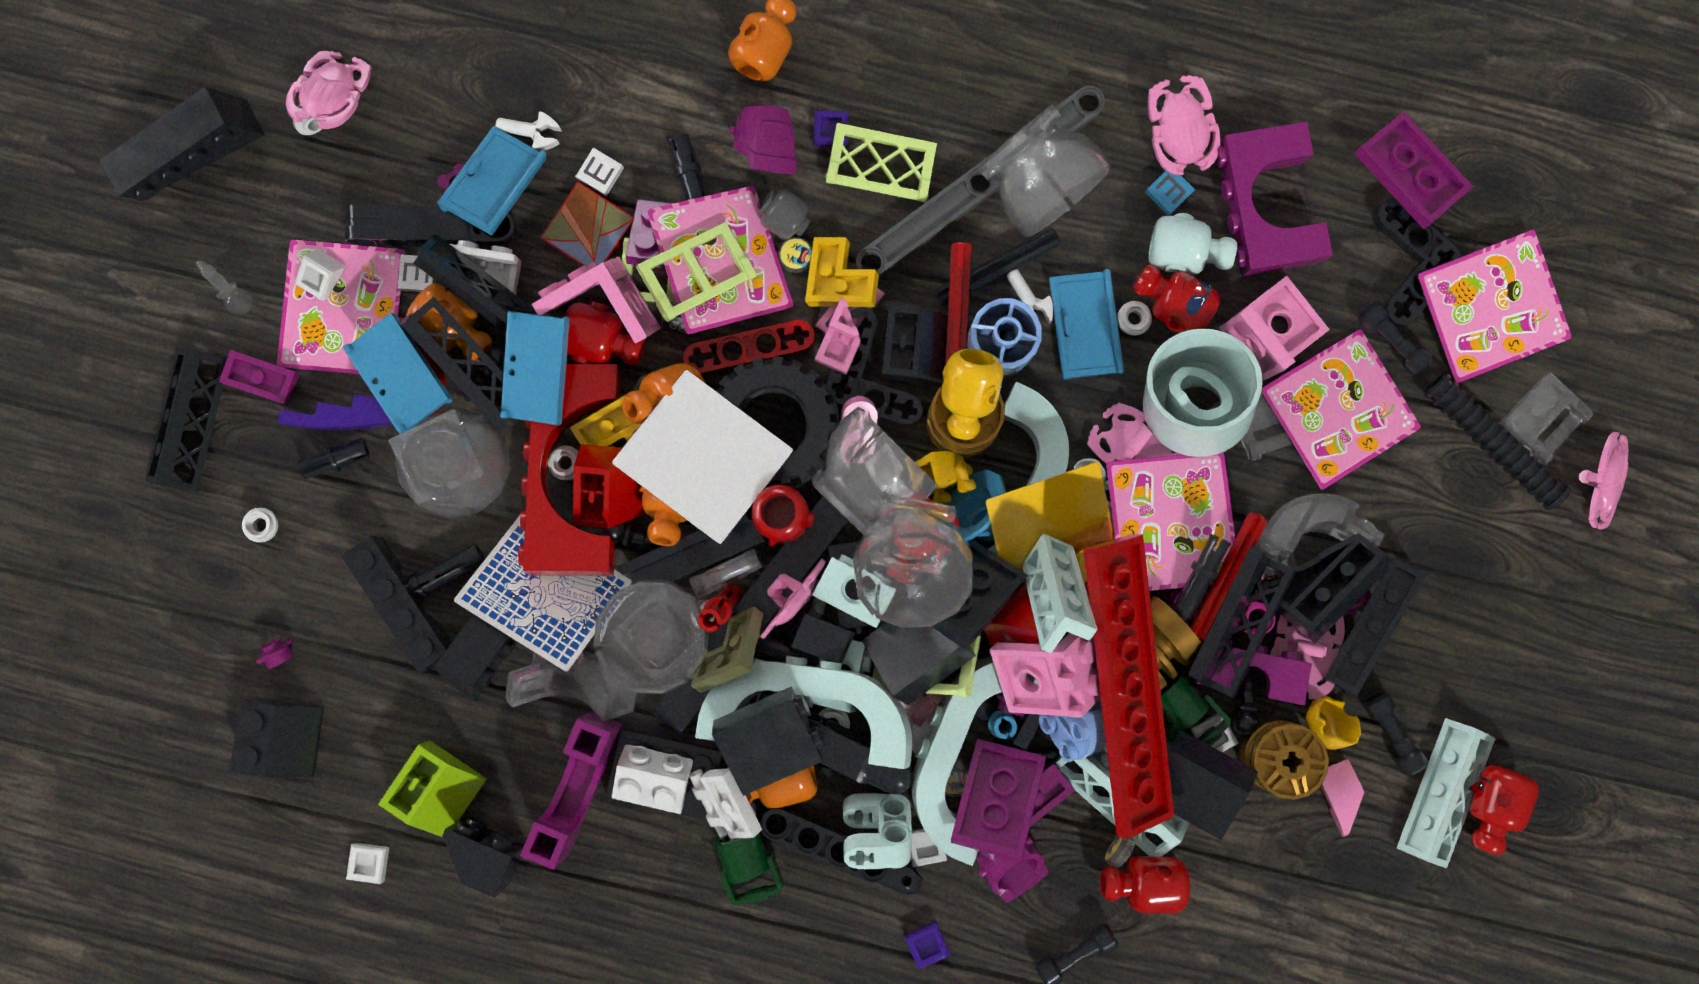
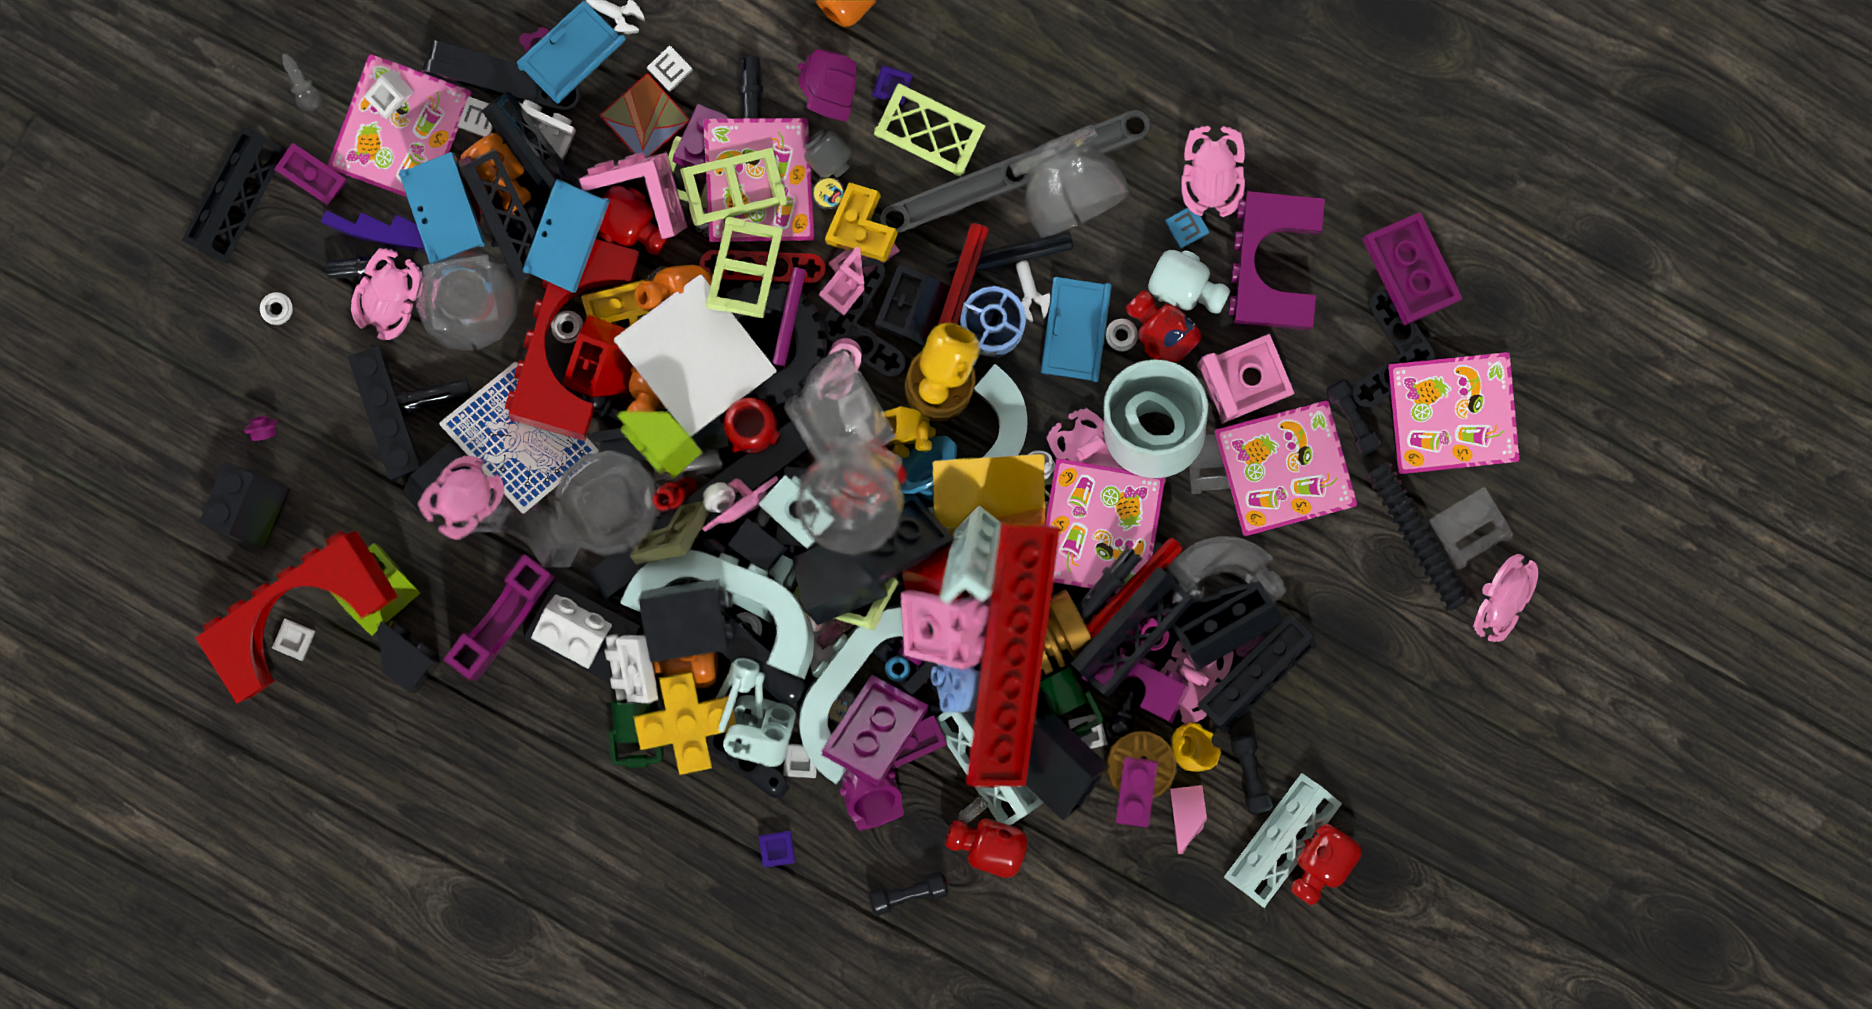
camera: 10 degrees right, 0 degrees up
(305, 885) = (236, 641): none -> red arch
(367, 481) = (385, 295): none -> bright pink shield
(495, 673) = (462, 496): none -> bright pink shield
(689, 557) = (664, 440): none -> lime slope
(721, 394) = (739, 225): none -> yellowish green window
(768, 599) = (718, 497): none -> white plate
(790, 389) = (789, 316): none -> magenta bar
(796, 846) = (683, 723): none -> yellow plate
(845, 781) = (742, 677): none -> light aqua plant
(1295, 792) = (1136, 791): none -> magenta plate

